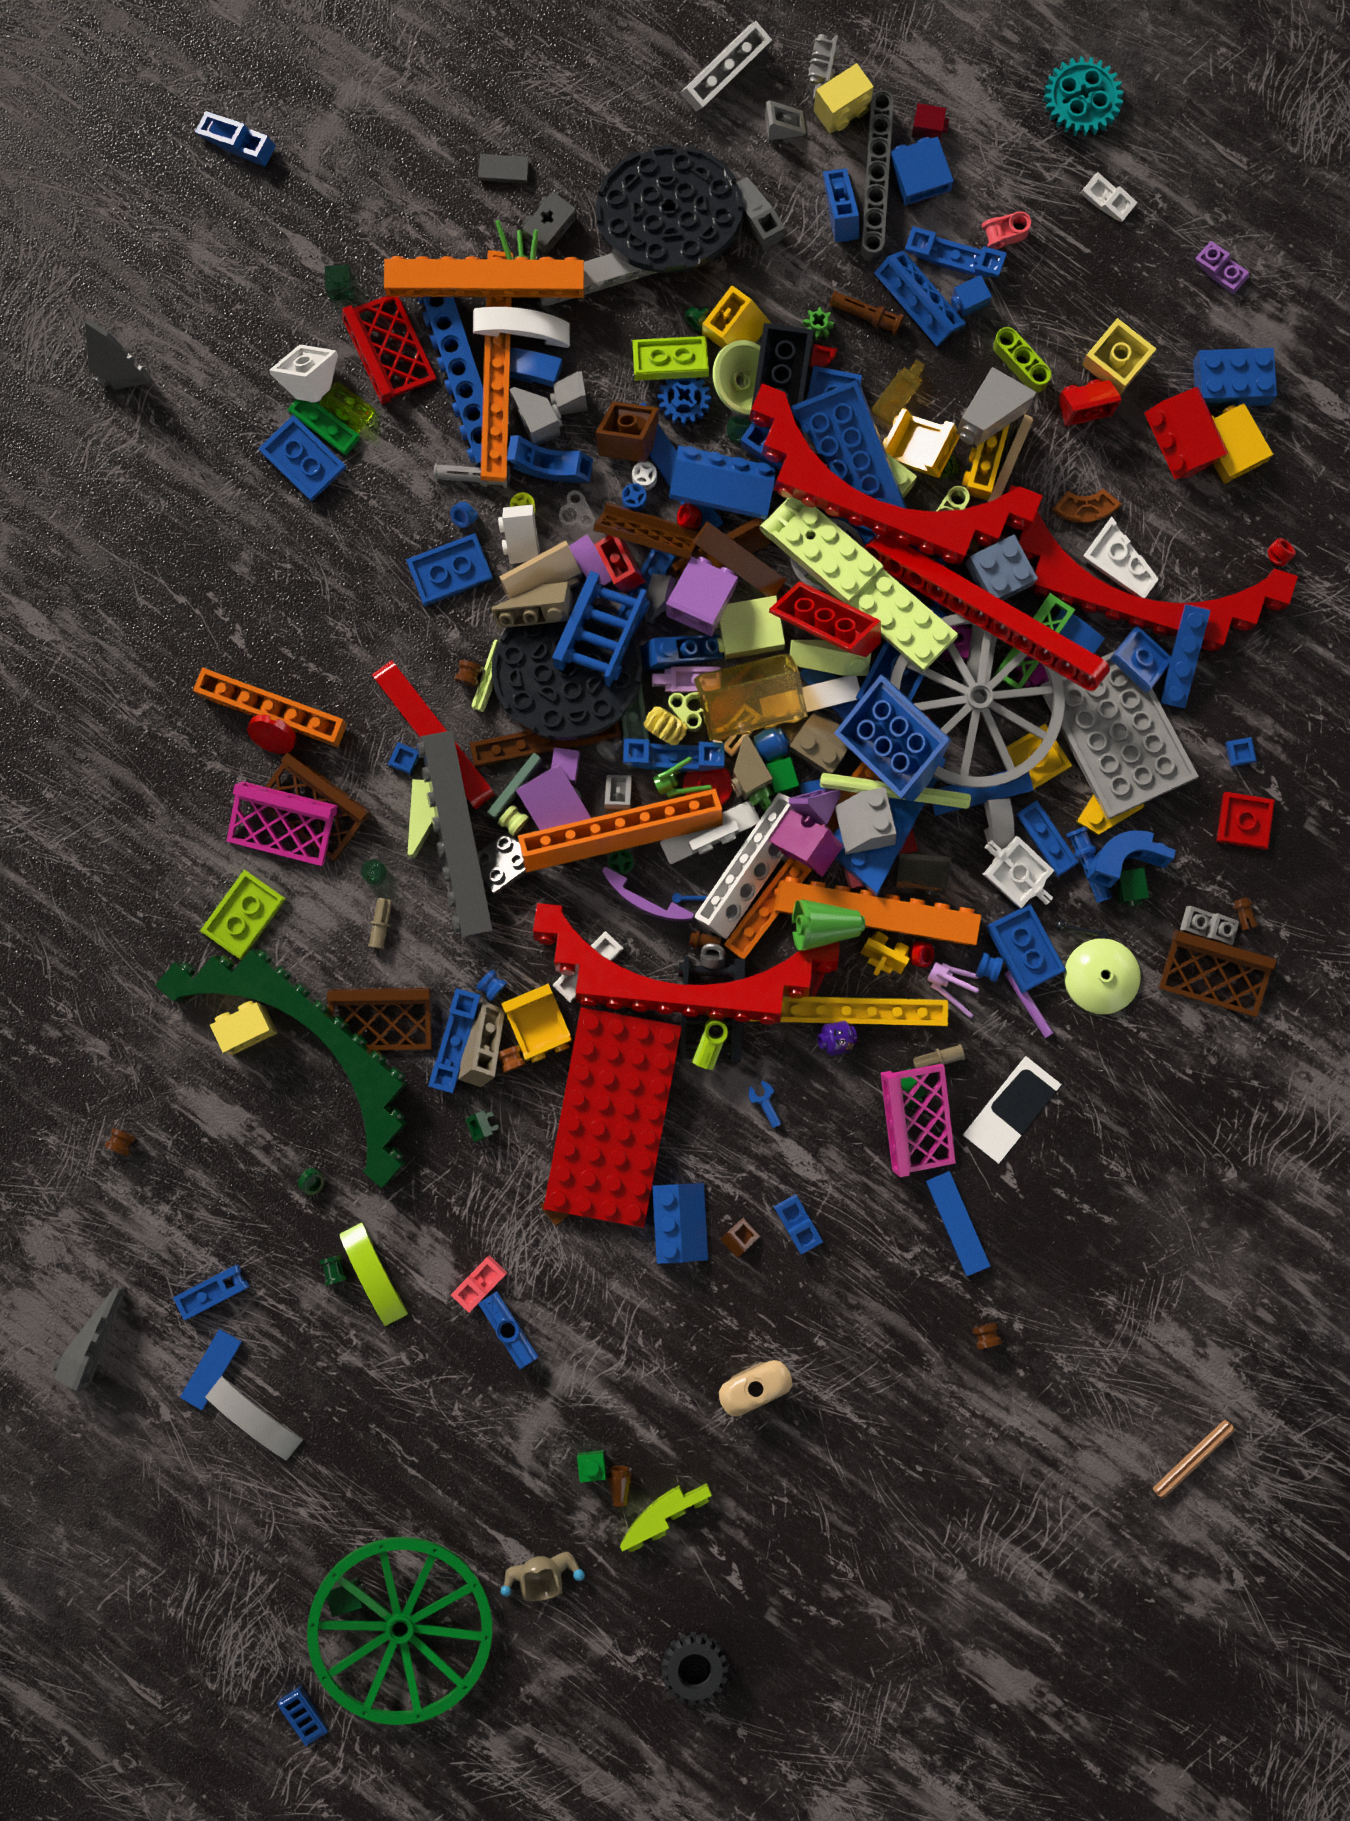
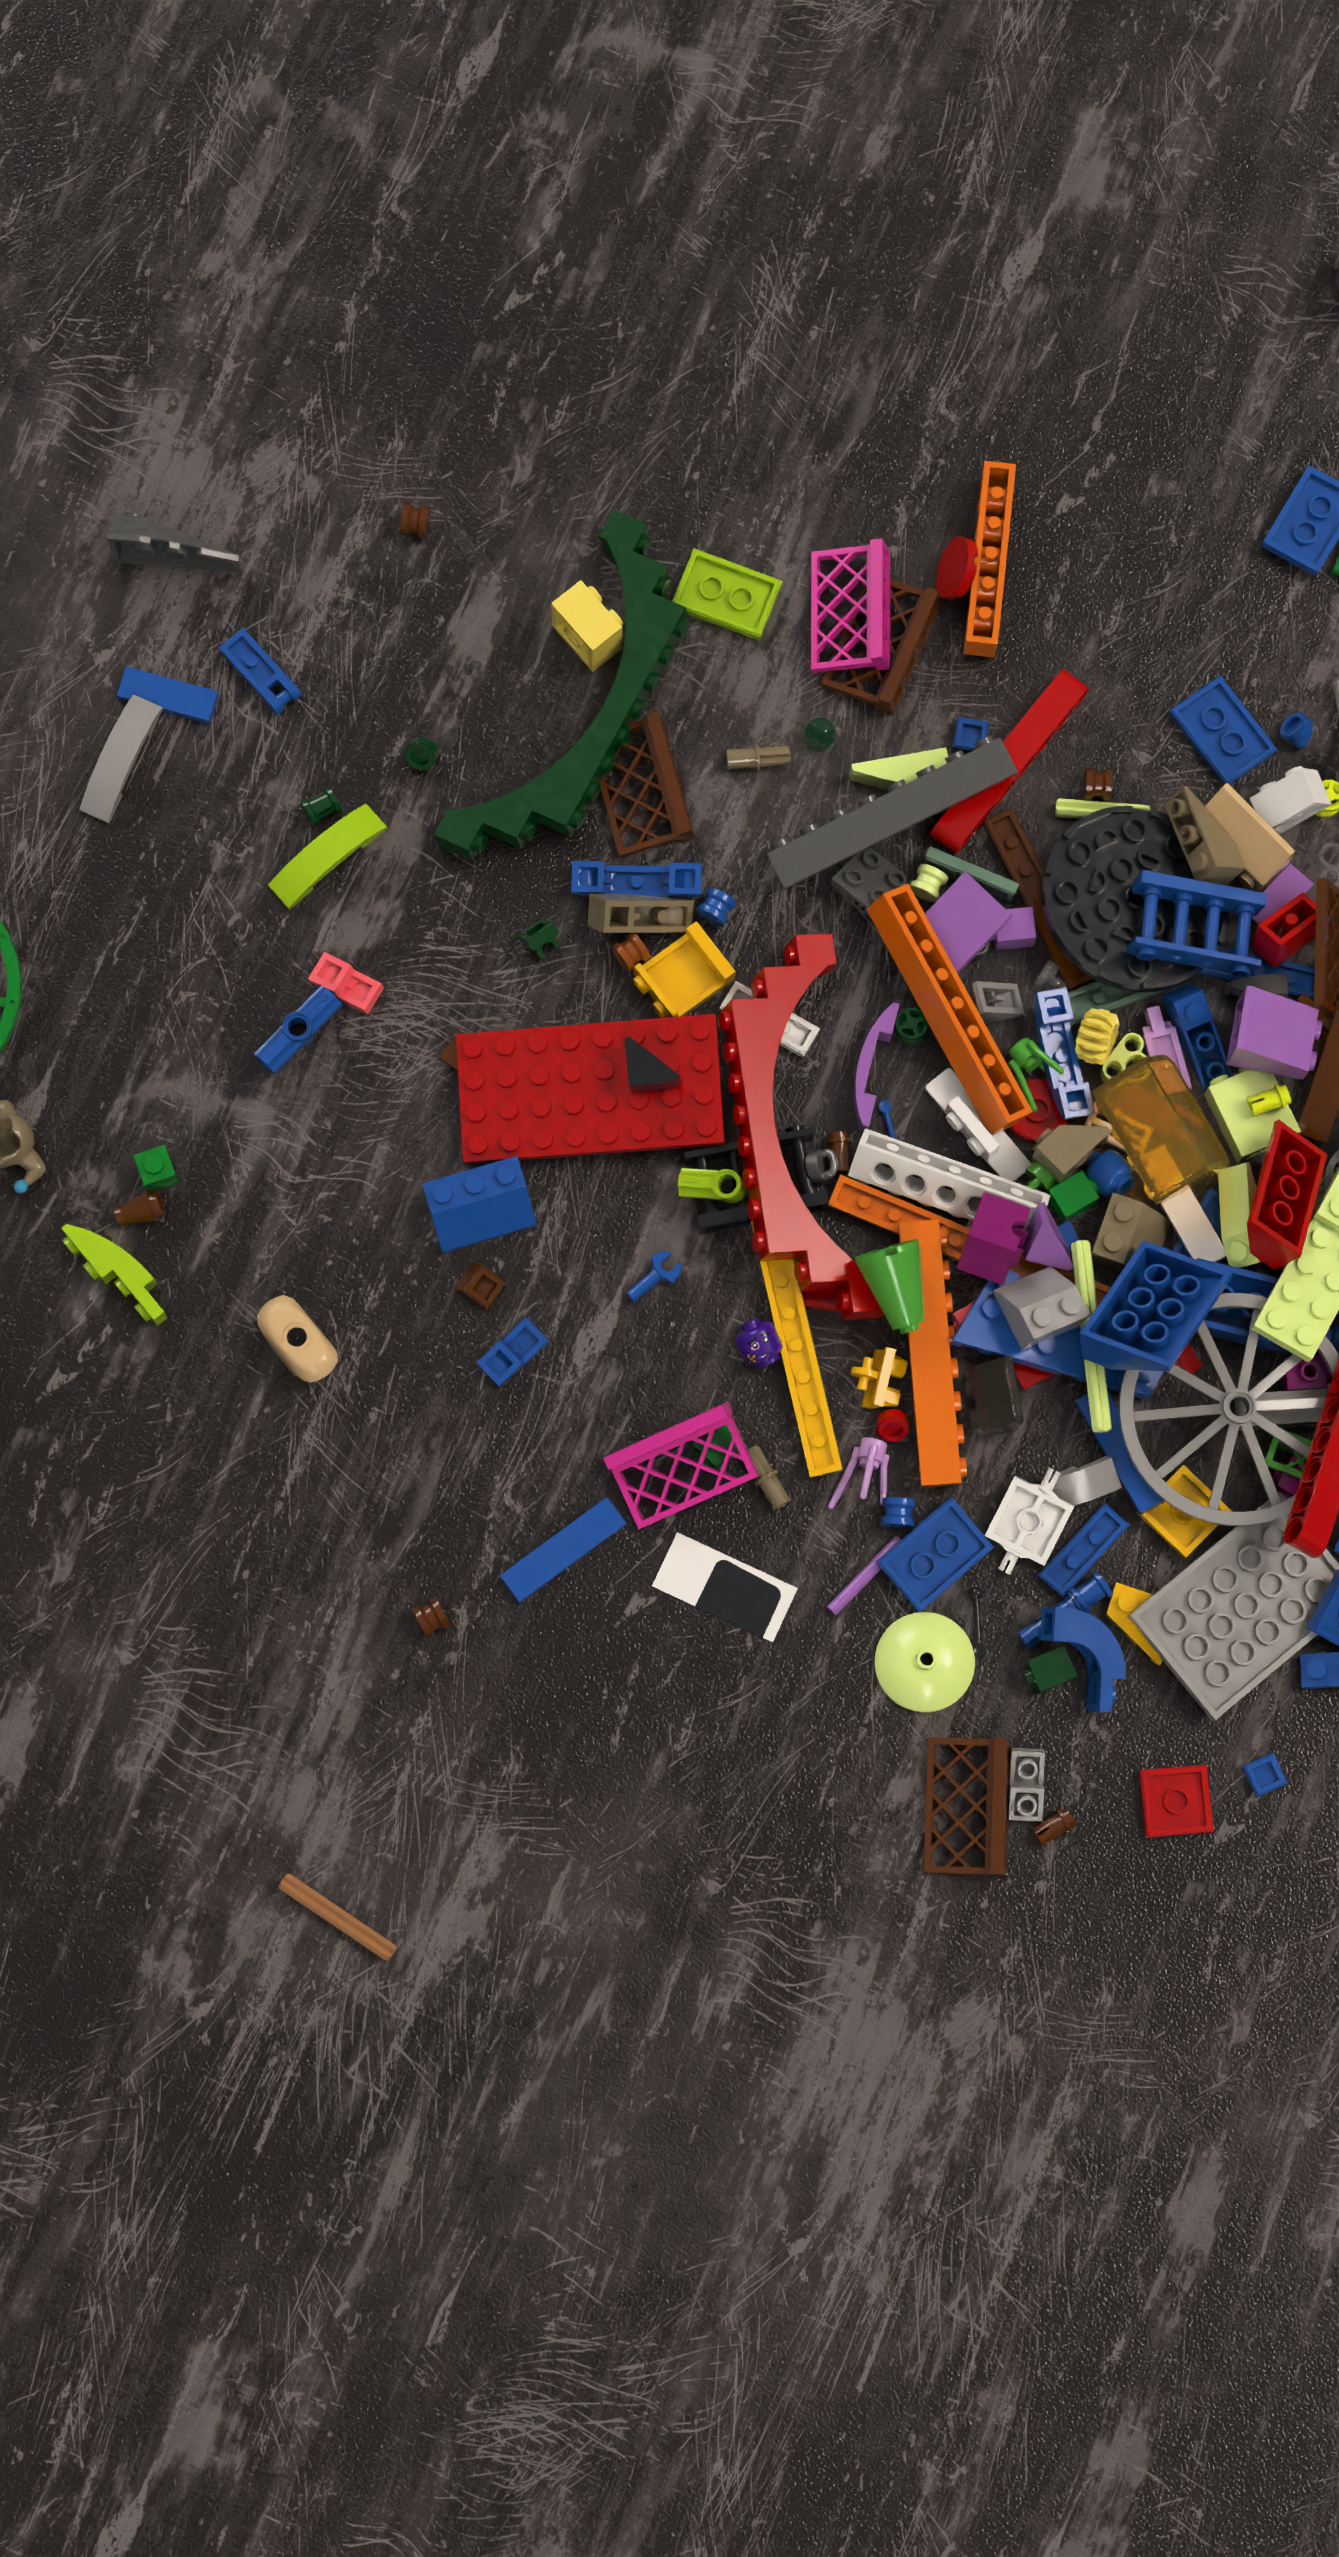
camera: 70 degrees right, 5 degrees down
(613, 1071) = (647, 1071): none -> black slope
(749, 612) = (1269, 1100): none -> neon yellow pin

